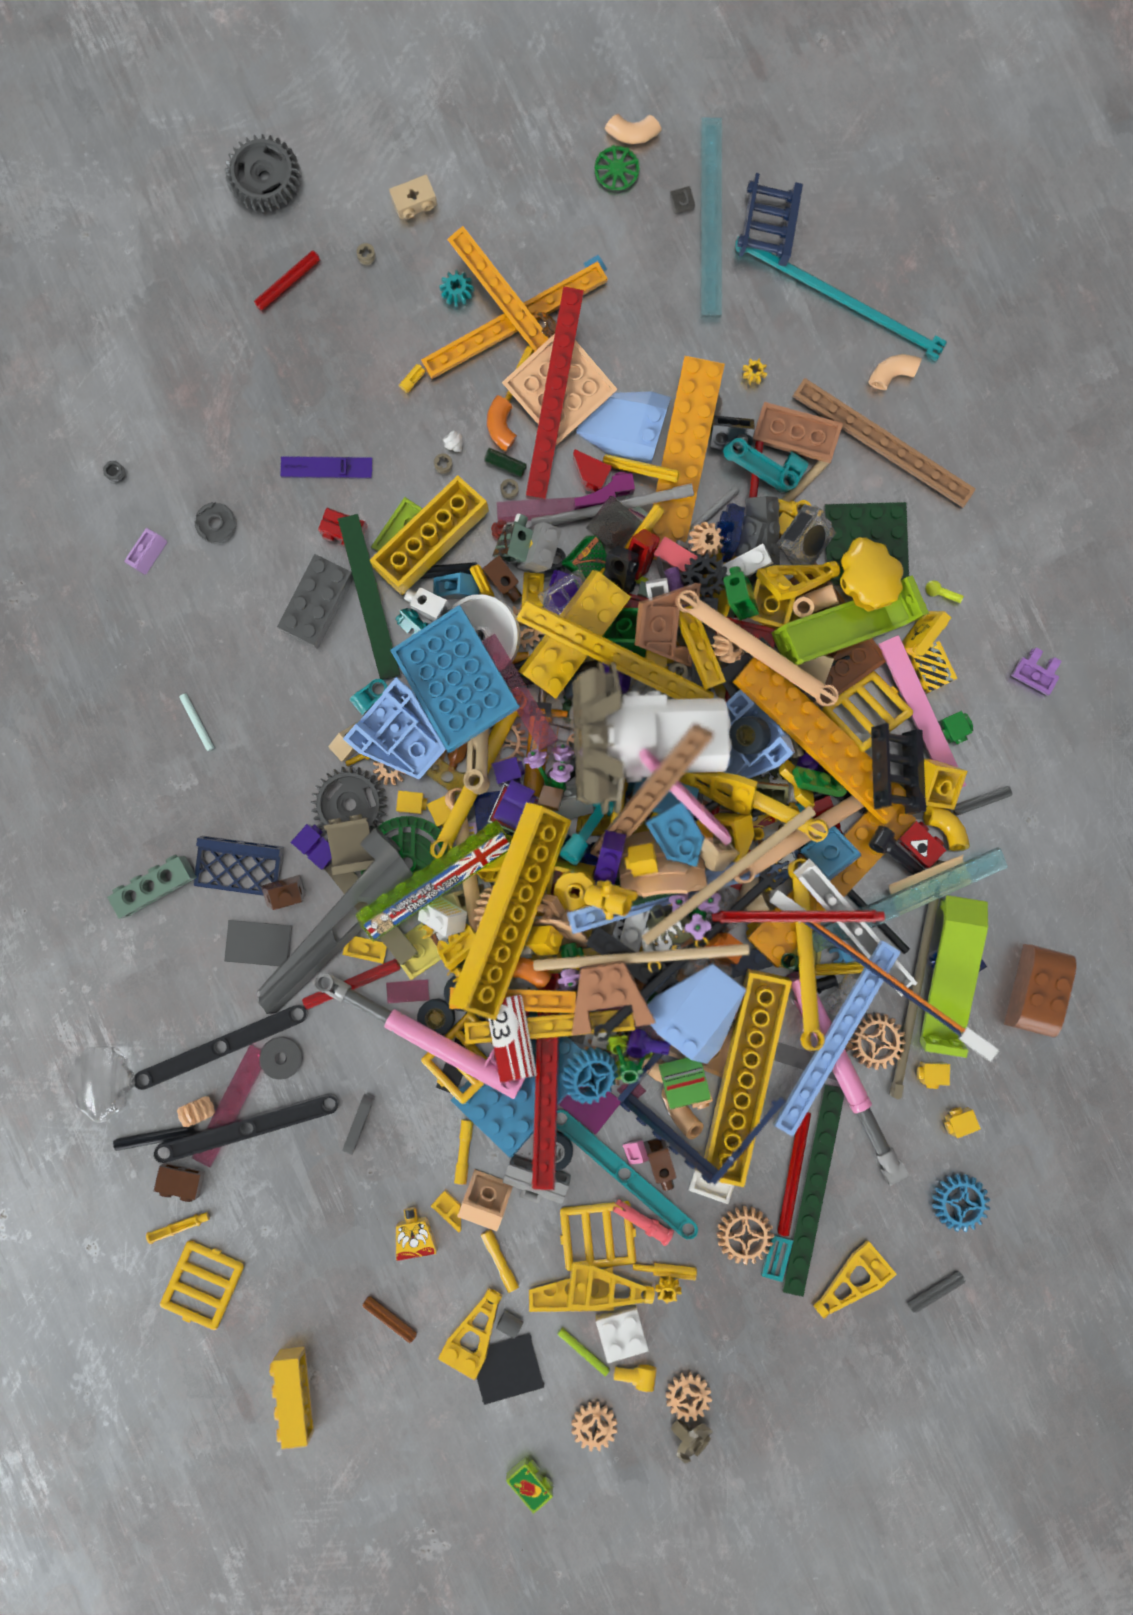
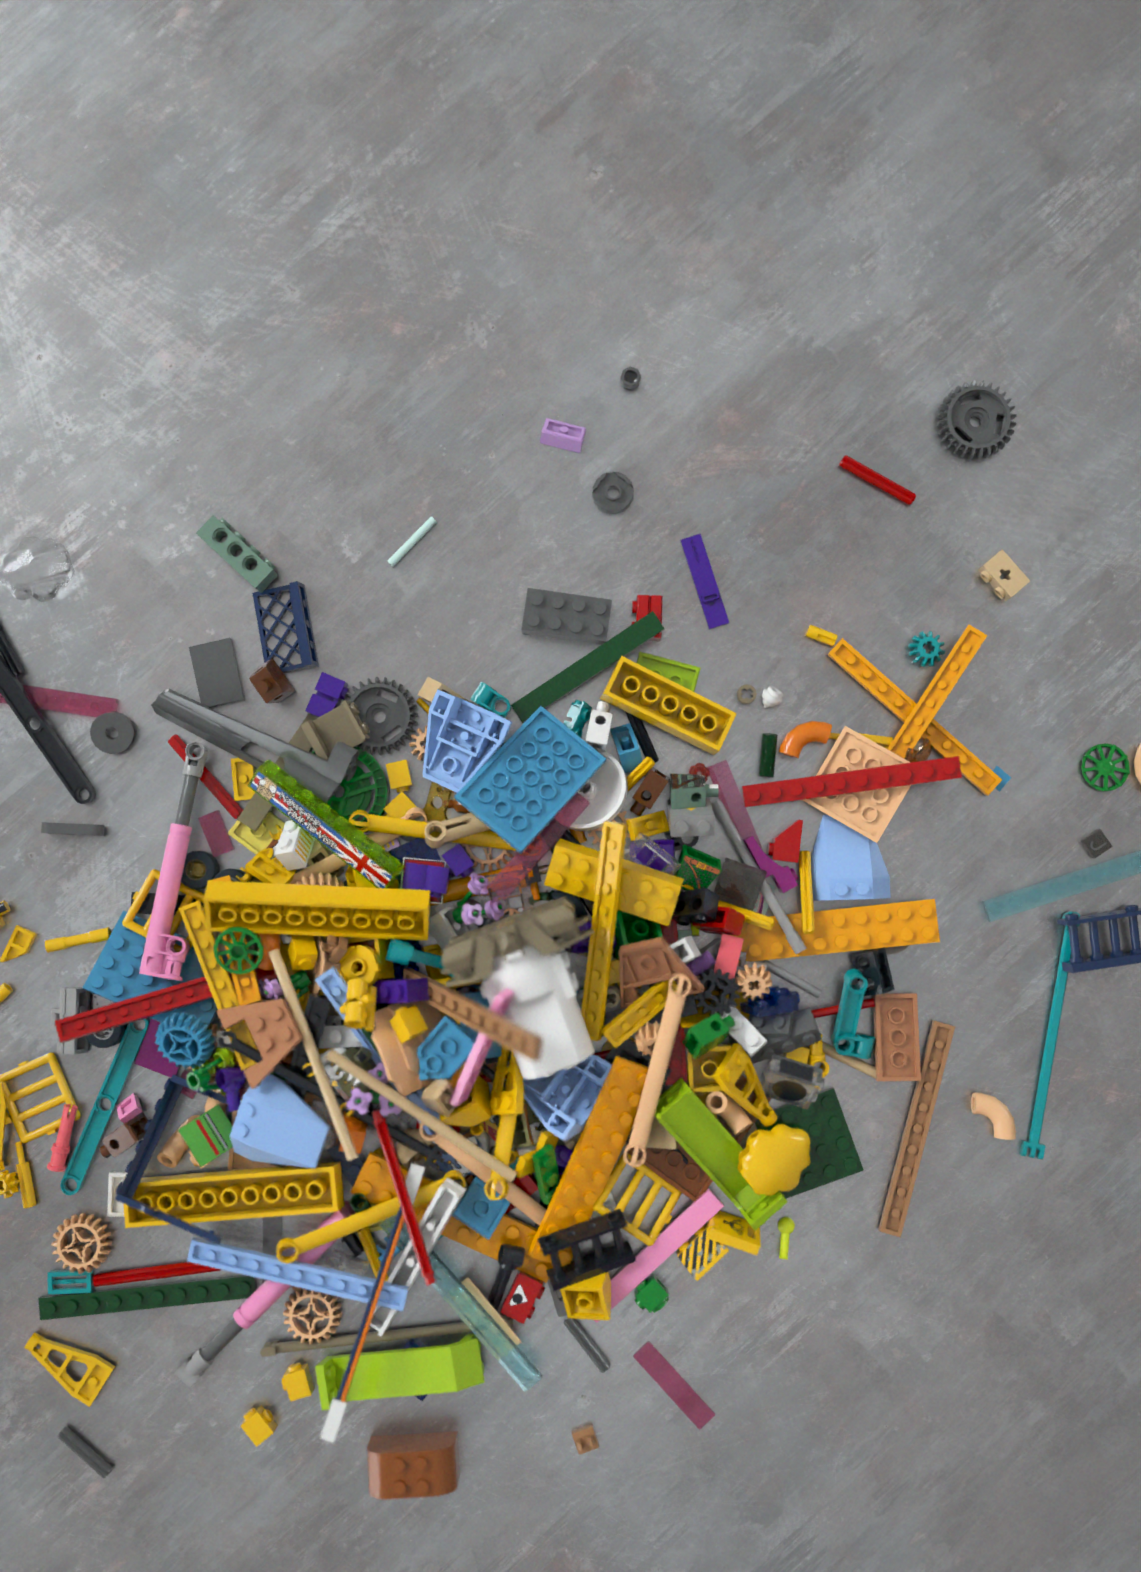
camera: 75 degrees right, 0 degrees up
(196, 1111) = (35, 669): light nougat gear -> none
(207, 1052) = (116, 682): black beam -> none
(370, 257) = (934, 542): dark tan bush -> none
(485, 1200) = (37, 976): light nougat slope -> none
(504, 484) = (740, 773): dark tan bush -> none
(512, 1041) = (187, 955): sticker -> none
(522, 996) = (238, 949): none -> green wheel
(551, 798) = (445, 912): medium nougat tile -> none
(742, 735) = (563, 1083): black wheel -> none
(759, 374) = (941, 968): yellow gear -> none
(883, 927) = (426, 1289): black bar -> none
(949, 825) = (550, 1319): yellow cylinder -> none
(960, 1220) = (179, 1466): dark azure gear -> none
(1036, 676) = (730, 1359): medium lavender plate -> none
(1043, 735) = (674, 1385): none -> clear pink piece
(1066, 830) = (585, 1439): none -> medium nougat tile

